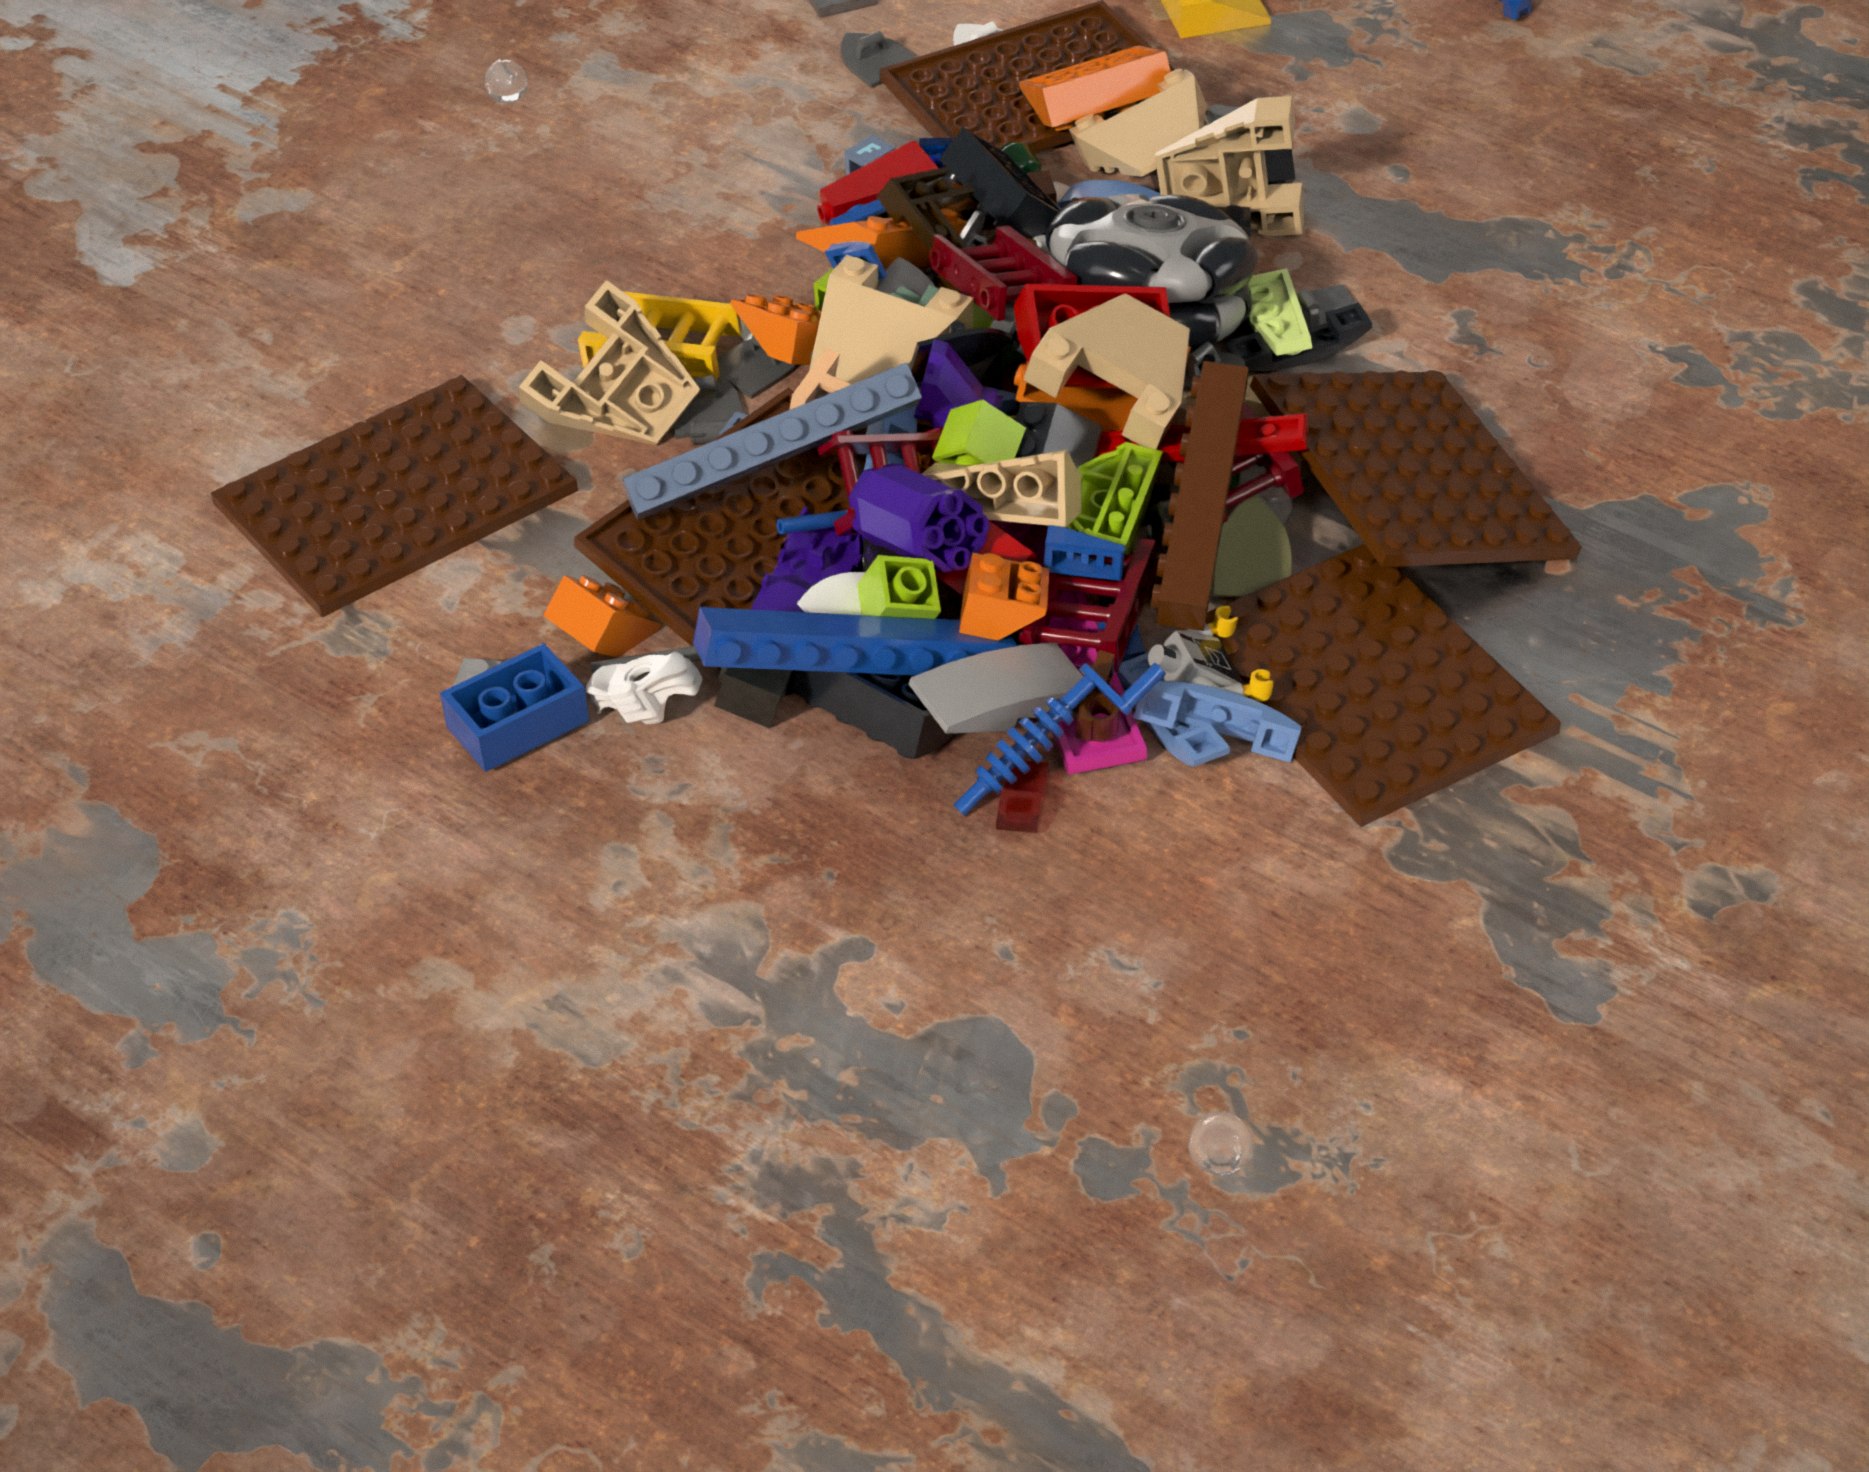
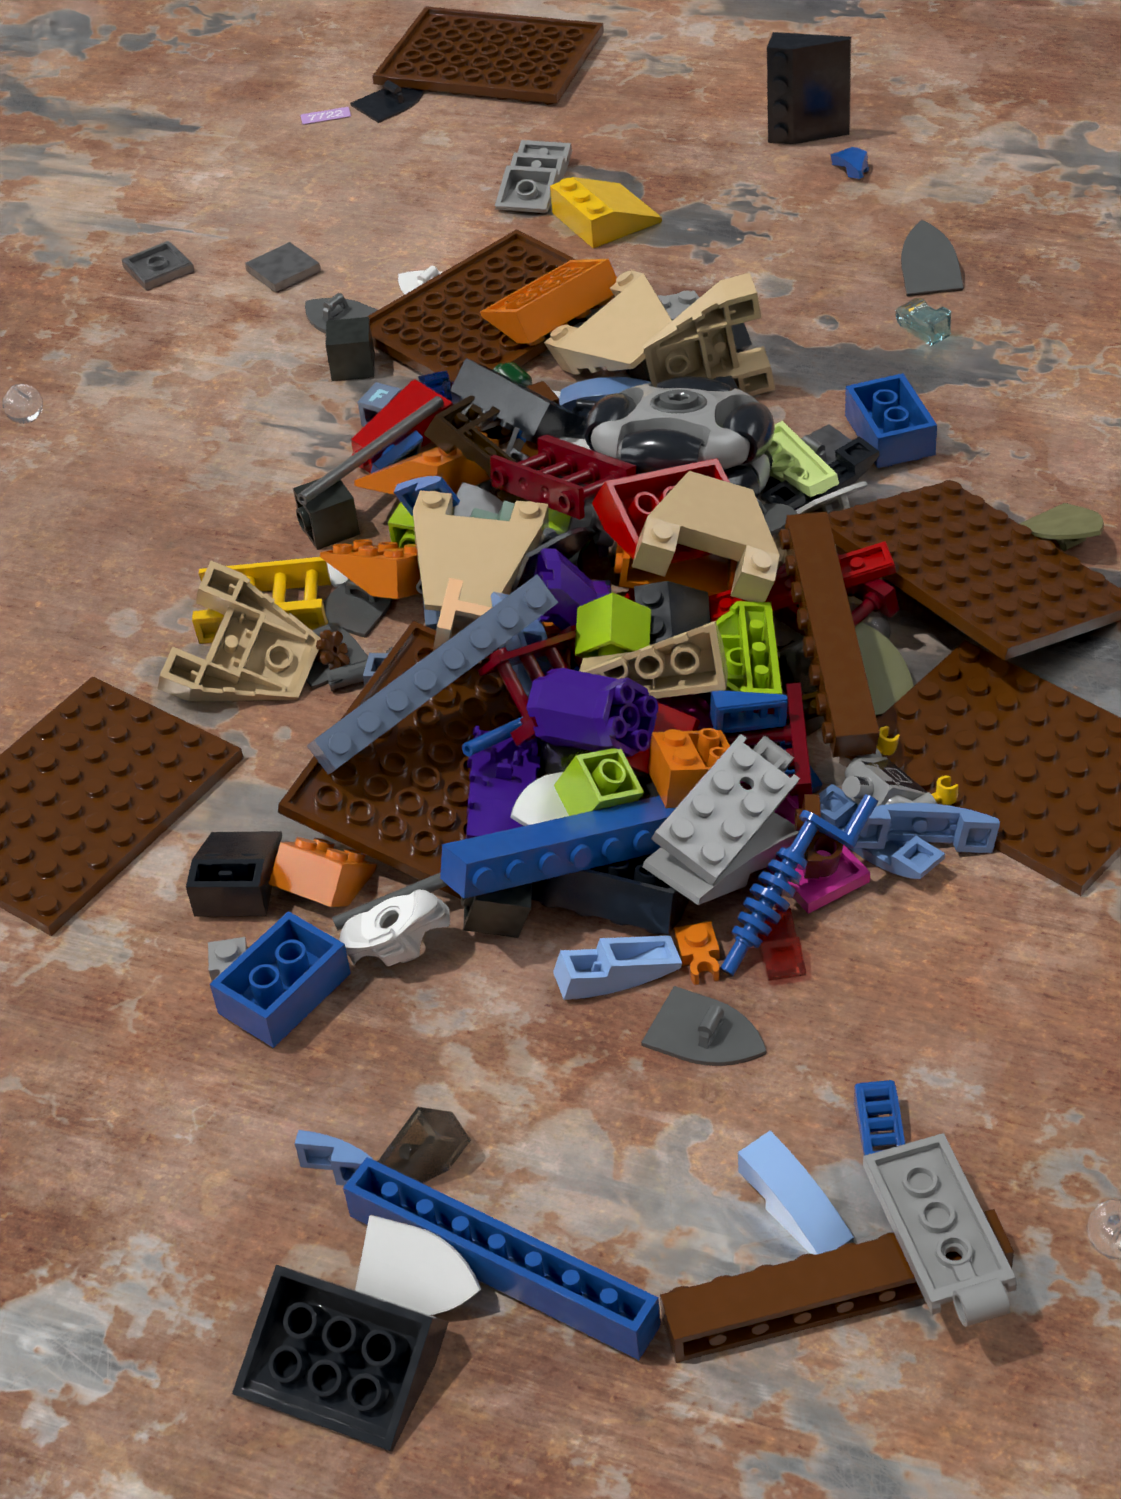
camera: 15 degrees left, 0 degrees up
(422, 1060) = (339, 1357): none -> black slope
(491, 879) = (328, 1153): none -> medium blue slope
(511, 598) = (233, 874): none -> black slope
(519, 1001) = (413, 1268): none -> white shield
(581, 898) = (426, 1145): none -> clear smoke slope
(610, 1013) = (512, 1259): none -> blue brick
(707, 401) = (331, 649): none -> reddish brown plant
(762, 259) = (329, 516): none -> pearl dark grey head
(818, 208) = (369, 451): none -> dark grey piece
(848, 776) = (615, 965): none -> light blue slope
(864, 93) = (350, 349): none -> pearl dark grey head
(908, 860) = (703, 1031): none -> dark grey shield
(917, 1032) = (792, 1195): none -> light blue slope
(919, 1121) = (795, 1295): none -> reddish brown brick
(940, 781) = (699, 949): none -> orange plate
(1006, 650) = (720, 814): none -> light grey hinge
(1034, 1074) = (938, 1214): none -> light grey hinge
(1042, 964) = (878, 1099): none -> blue slope
(1295, 361) = (825, 501): none -> white shield
(1403, 293) = (891, 419): none -> blue brick
(1499, 189) = (924, 320): none -> clear light blue leg
(1539, 129) = (929, 262): none -> dark grey shield
(1542, 444) = (1066, 524): none -> olive shield

